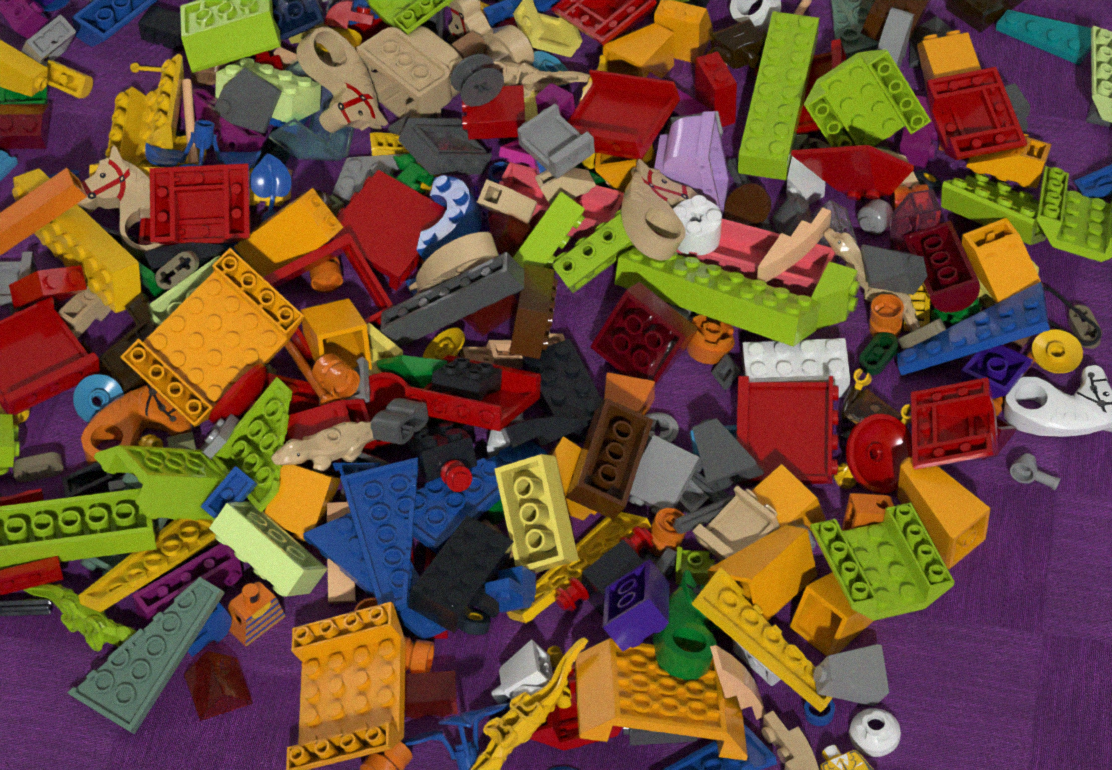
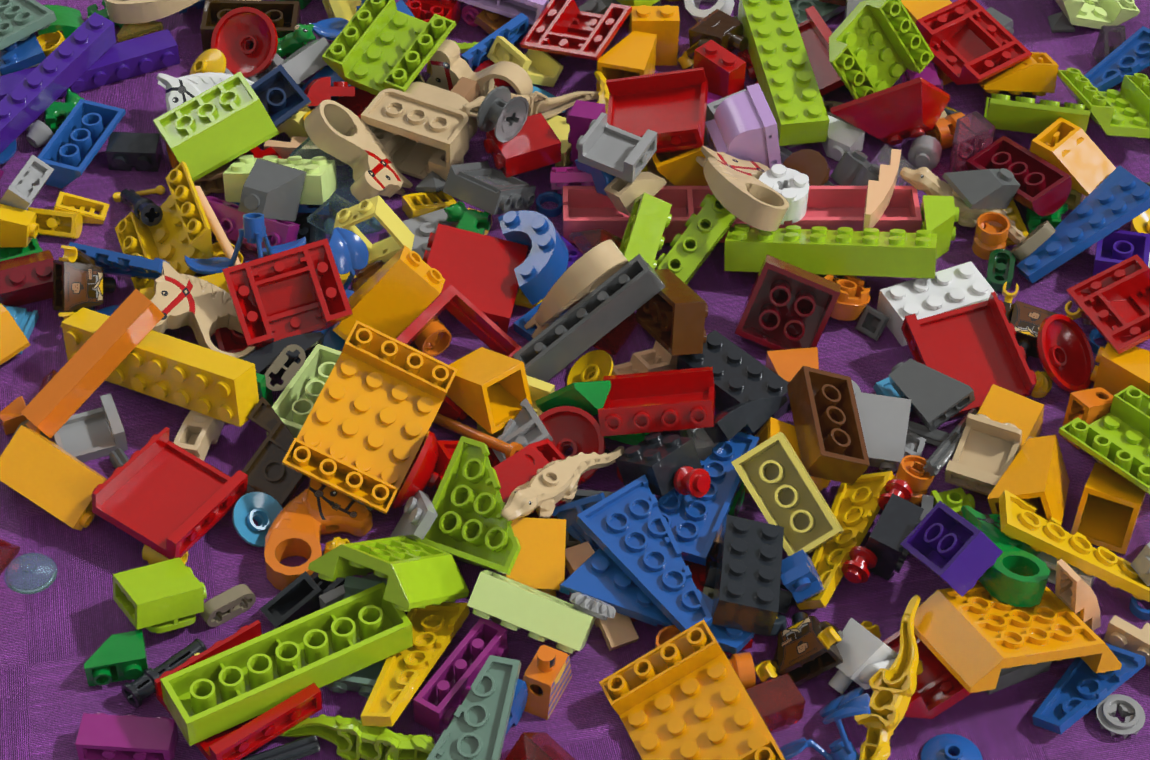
camera: 25 degrees left, 5 degrees down
(42, 284) = (151, 419): red brick -> none
(54, 144) = (78, 282): none -> torso
(93, 63) = (79, 204): none -> yellow slope
(95, 133) = (123, 264): none -> blue wing
(141, 86) = (142, 208): none -> black pin
(182, 441) = (375, 532): olive slope -> none
(232, 489) = (468, 564): blue slope -> none
(316, 561) = (592, 606): none -> light grey gear
(336, 376) = (511, 423): orange wheel -> none
(338, 173) = (377, 208): none -> light yellow window
(399, 421) = (608, 444): dark grey brick -> none
(467, 378) = (644, 389): black brick -> none
(481, 657) = (803, 650): none -> torso
(506, 201) = (585, 217): tan slope -> none

